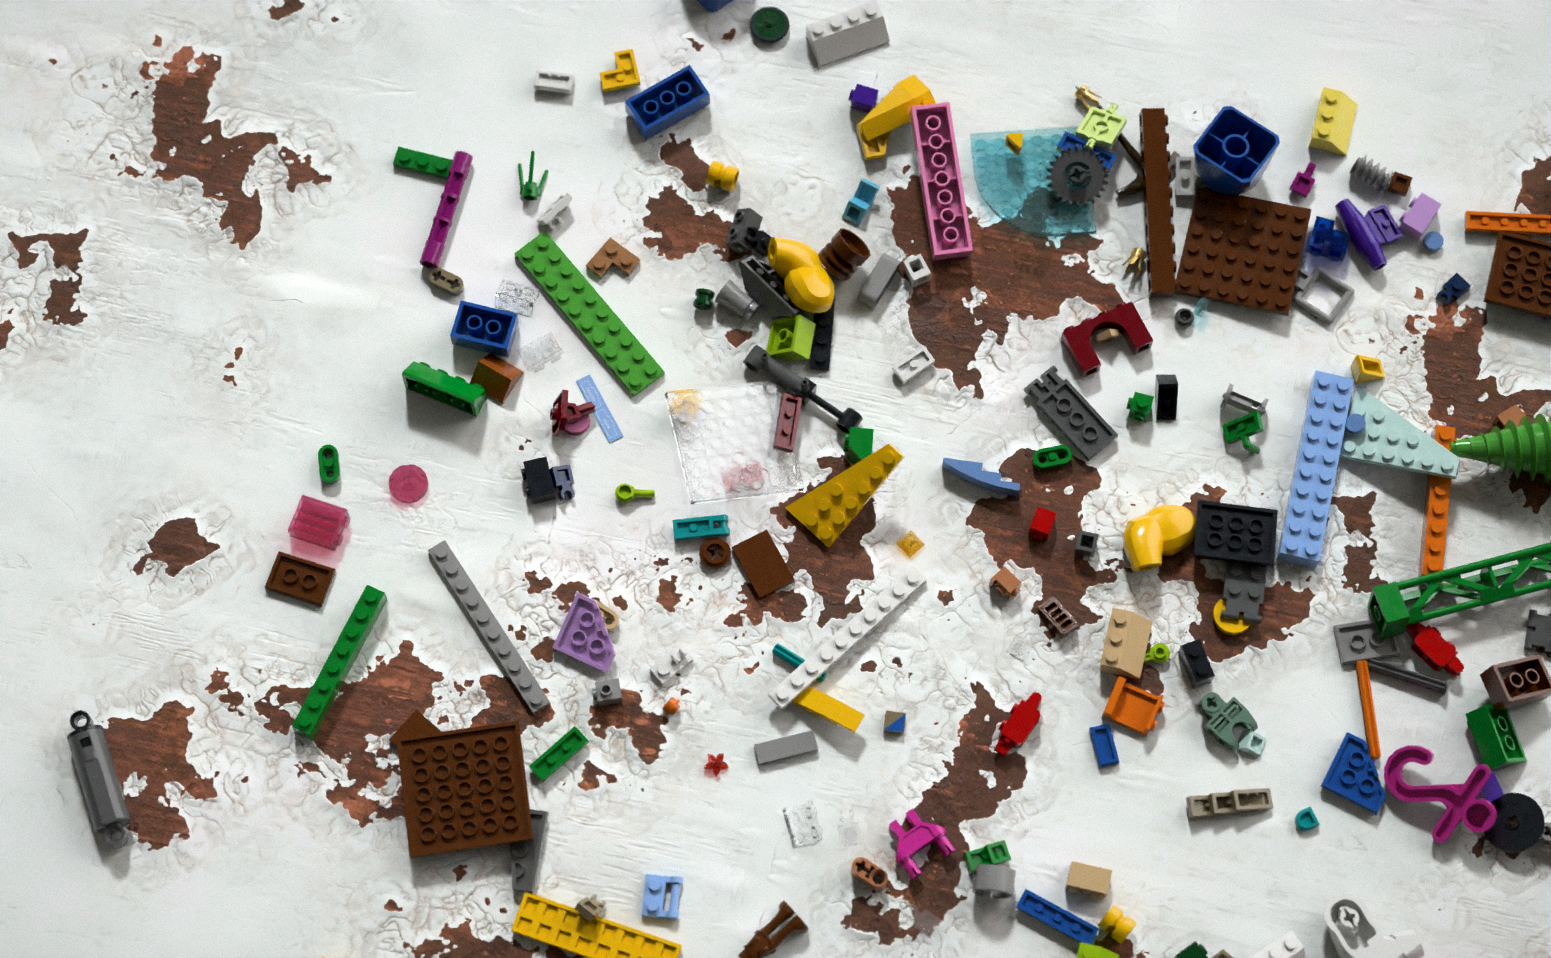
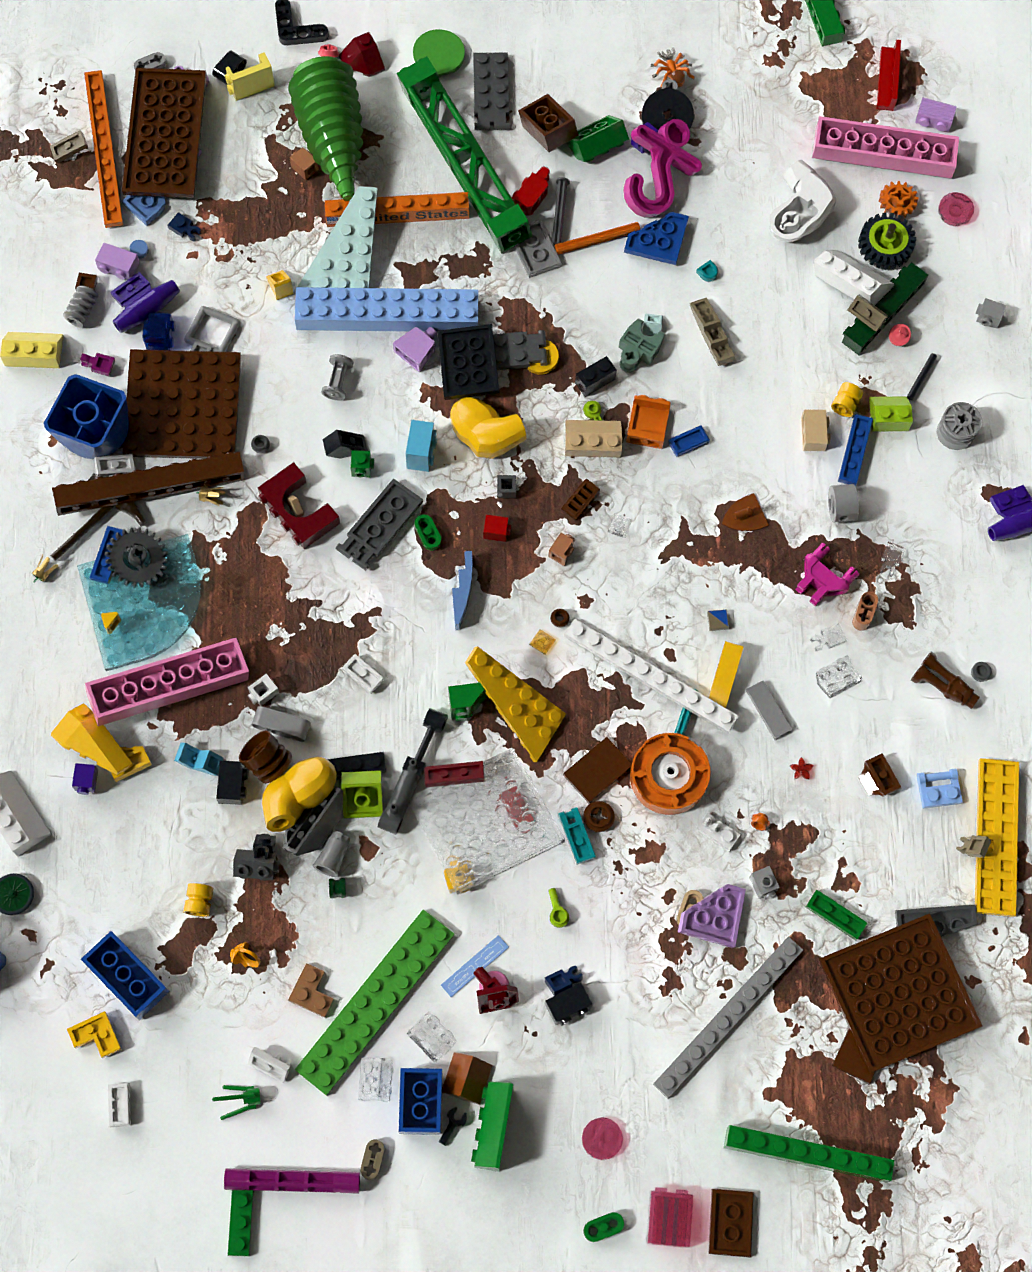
camera: 105 degrees left, 0 degrees up
(459, 357) = (452, 1125): none -> black bar
(660, 202) = (237, 956): none -> light orange piece
(687, 837) = (878, 777): none -> reddish brown slope
(736, 646) = (667, 792): none -> orange piece
(827, 223) = (231, 782): none -> black brick
(934, 560) = (559, 612): none -> reddish brown plate
(993, 854) = (817, 517): green slope -> none
(1007, 783) = (745, 515): none -> dark orange shield
(1020, 724) = (691, 511): red hinge -> none
(1101, 127) = (78, 546): yellowish green plate -> none
(1147, 465) = (421, 445): none -> medium azure brick
(1201, 307) = (247, 429): clear light blue tile -> none
(1242, 429) = (364, 373): green plate -> none
(1265, 489) = (416, 347): none -> lavender torso
(1355, 424) = (338, 280): medium blue tile -> none
(1481, 256) = (145, 207): none -> medium blue tile

